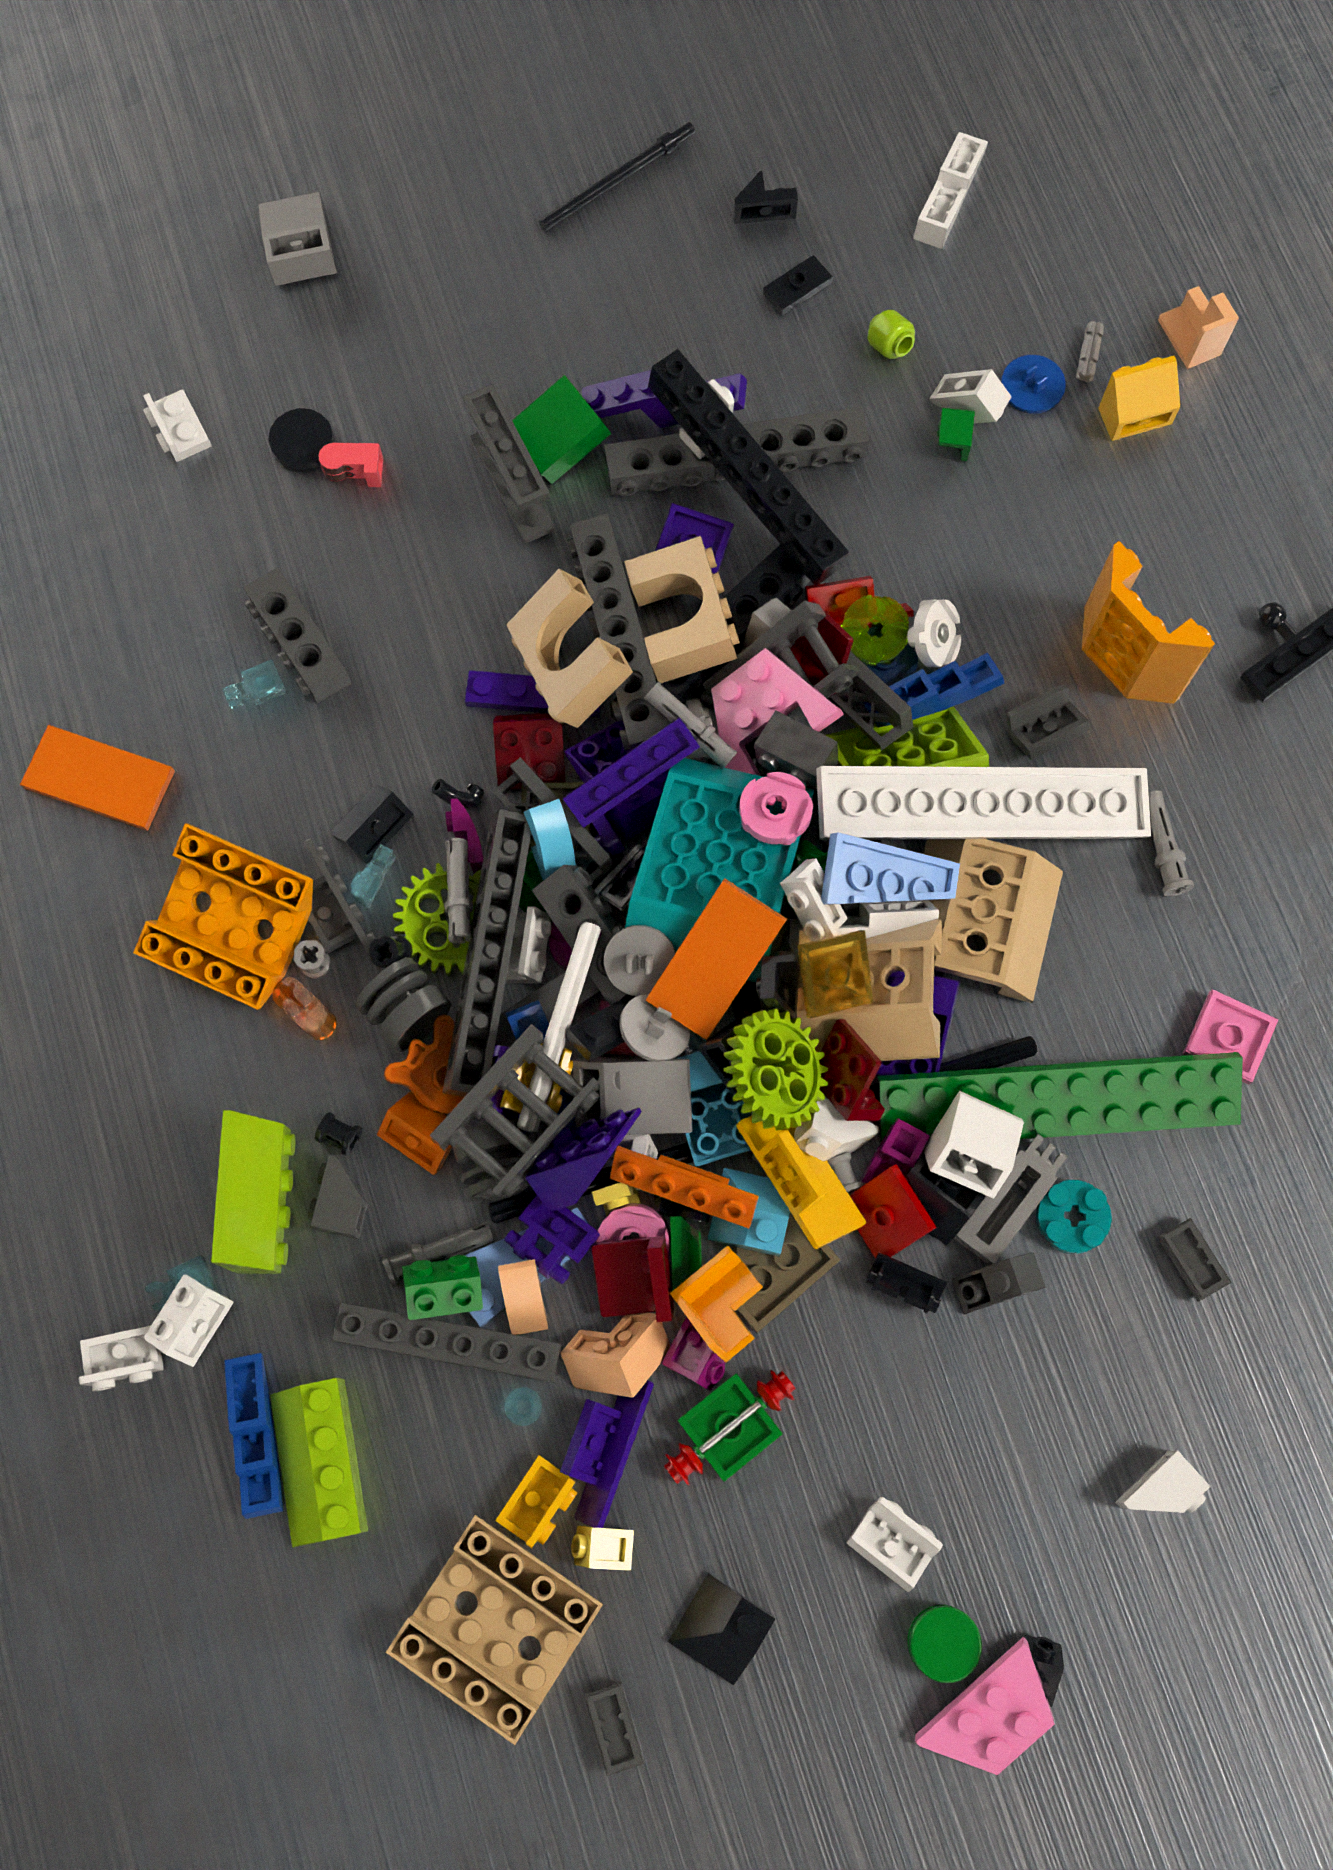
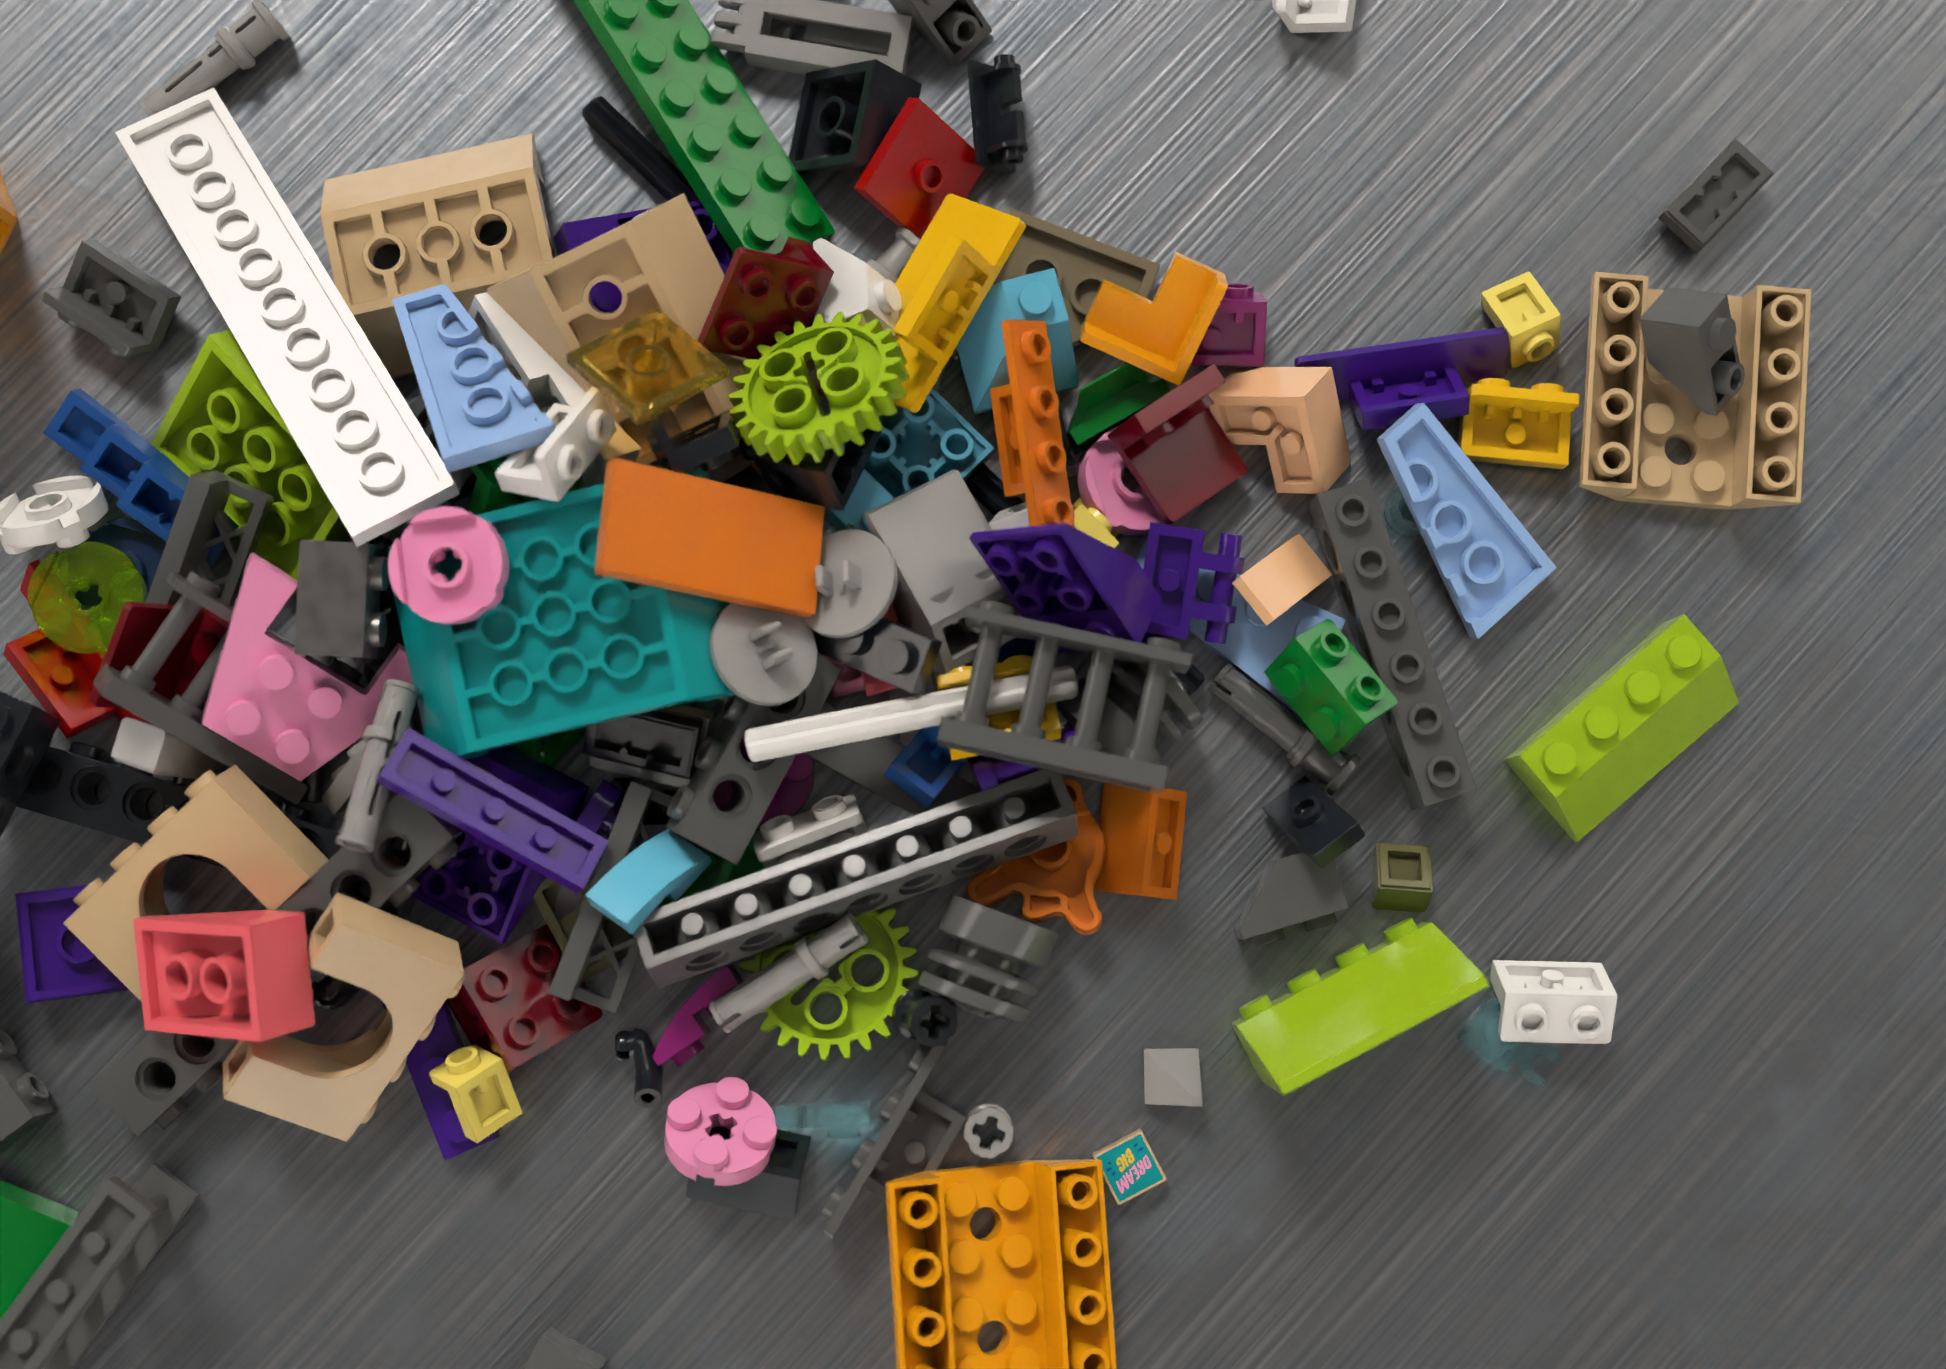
camera: 120 degrees left, 10 degrees up
(117, 1358) = (1650, 1062): white bracket -> none
(246, 1027) = (1130, 1167): none -> tile
(253, 1435) = (1639, 831): blue slope -> none
(280, 1078) = (1172, 1076): none -> light grey slope
(313, 1275) = (1401, 877): none -> olive slope
(315, 1019) = (1058, 1125): clear orange piece -> none
(338, 1134) = (1204, 950): black bush -> none
(371, 1233) = (1314, 822): none -> black plate
(414, 820) = (727, 1106): none -> bright pink plate
(491, 1430) = (1467, 527): none -> light blue wing
(493, 701) = (478, 1090): none -> light yellow bracket
(520, 1641) = (1694, 346): none -> dark grey slope
(622, 599) = (225, 974): none -> coral slope
(721, 1629) = (1529, 127): black slope -> none
(729, 1427) = (1293, 241): green plate -> none
(899, 1146) = (832, 205): magenta slope -> none
(974, 1144) = (774, 102): white slope -> none

